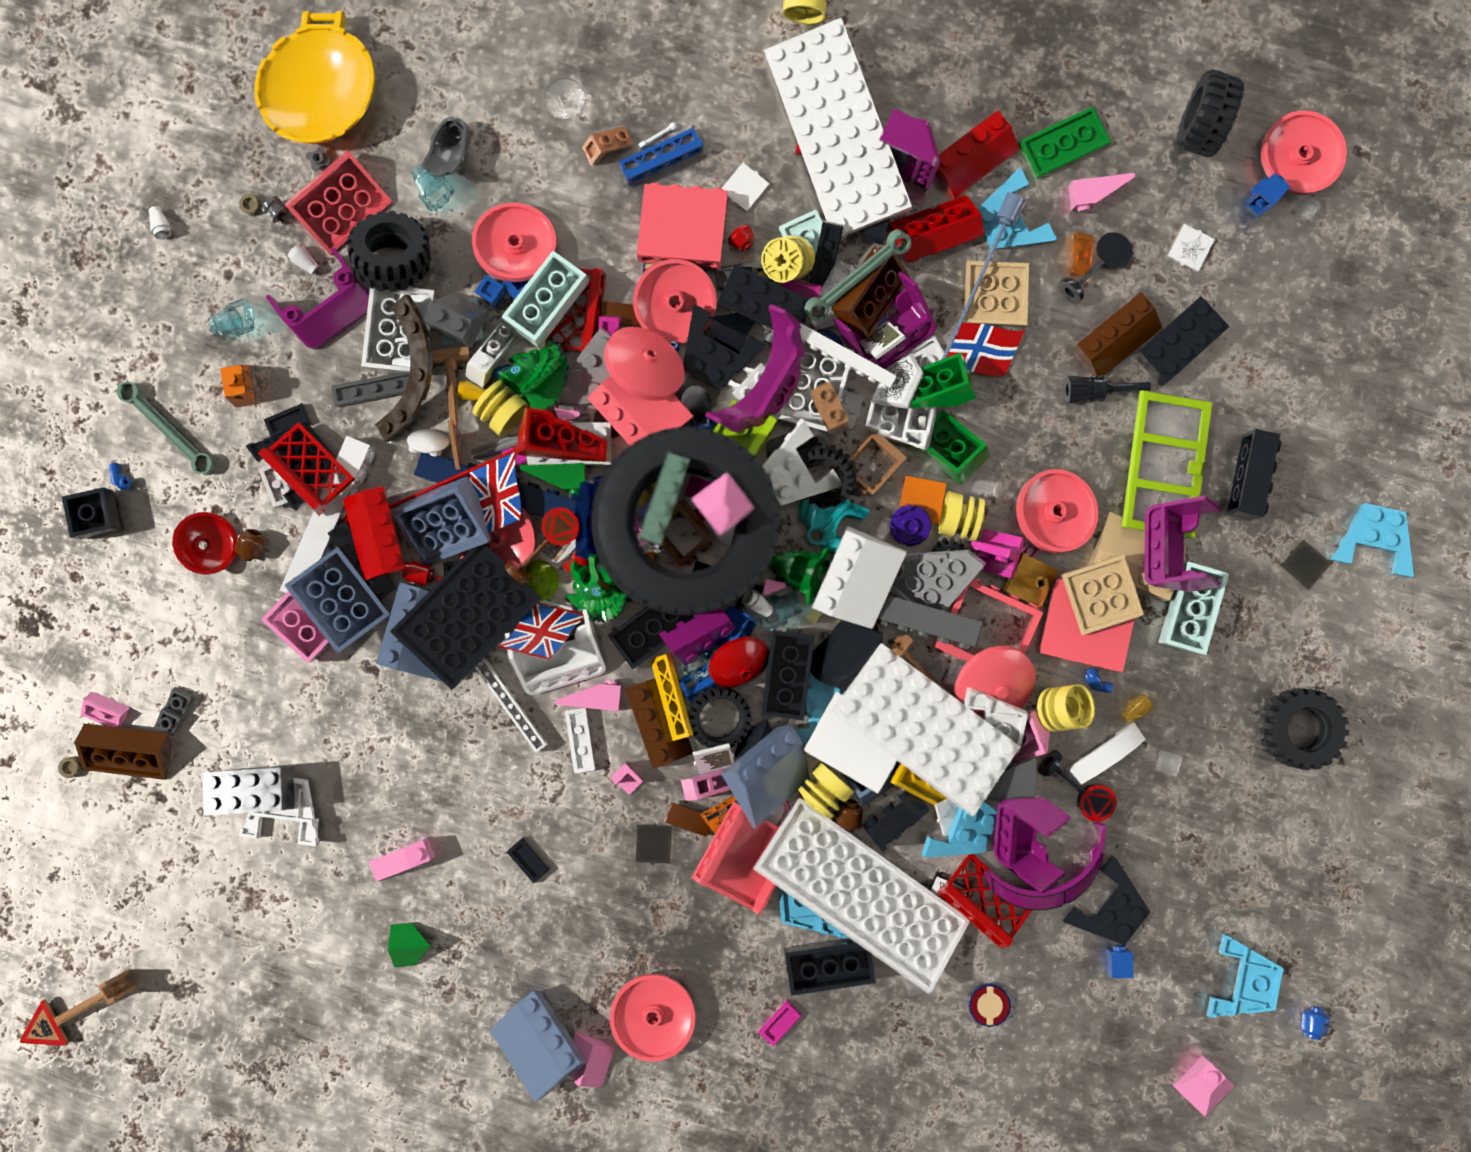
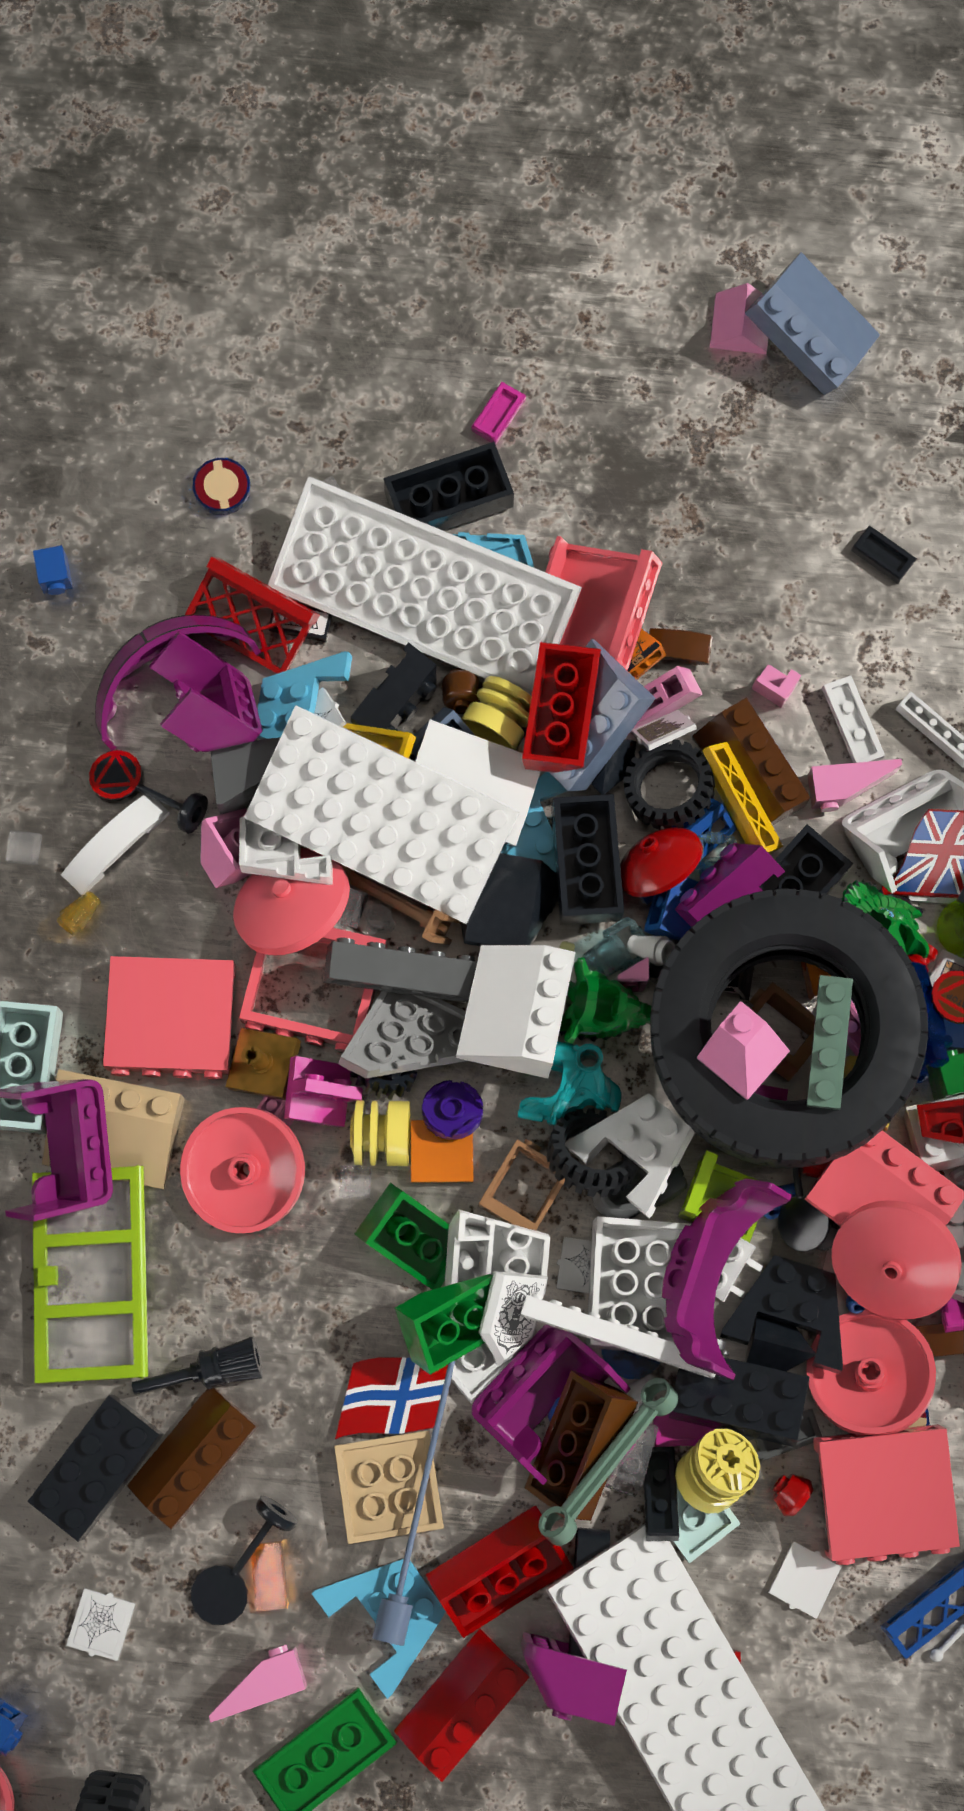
camera: 165 degrees right, 10 degrees down
(652, 1017) = (670, 385): coral dish -> none
(653, 843) = (719, 607): clear smoke piece -> none
(787, 781) = (561, 708): none -> red slope
(829, 408) = (611, 1250): medium nougat window -> none
(882, 340) = (548, 1374): piece -> none
(1066, 708) = (184, 888): light yellow wheel -> none
(1096, 683) = (144, 938): blue arm -> none
(1102, 594) = (159, 1055): tan plate -> none
(1118, 914) = (64, 633): black wing -> none

